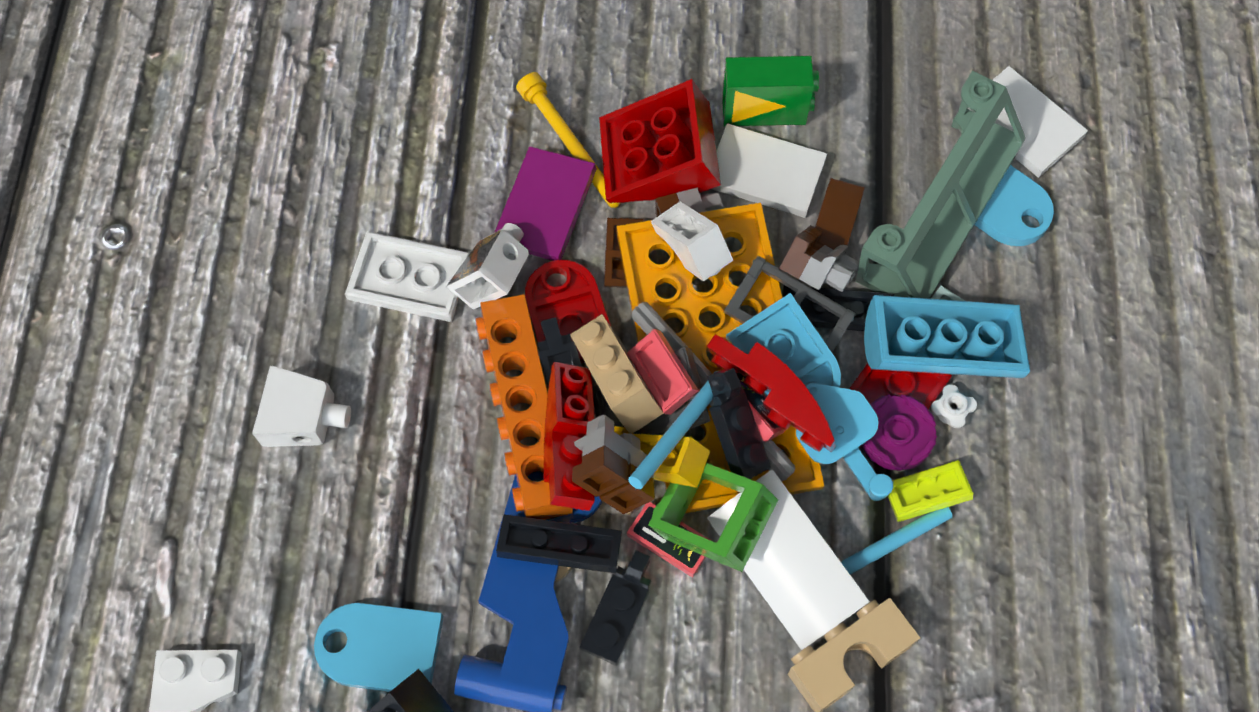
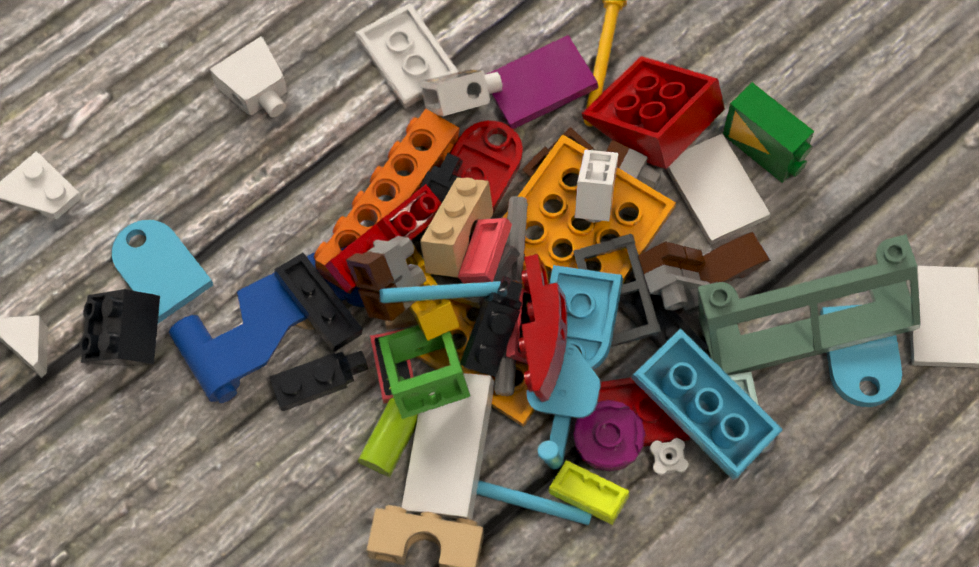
camera: 45 degrees right, 0 degrees up
(729, 602) = (388, 440): none -> lime brick

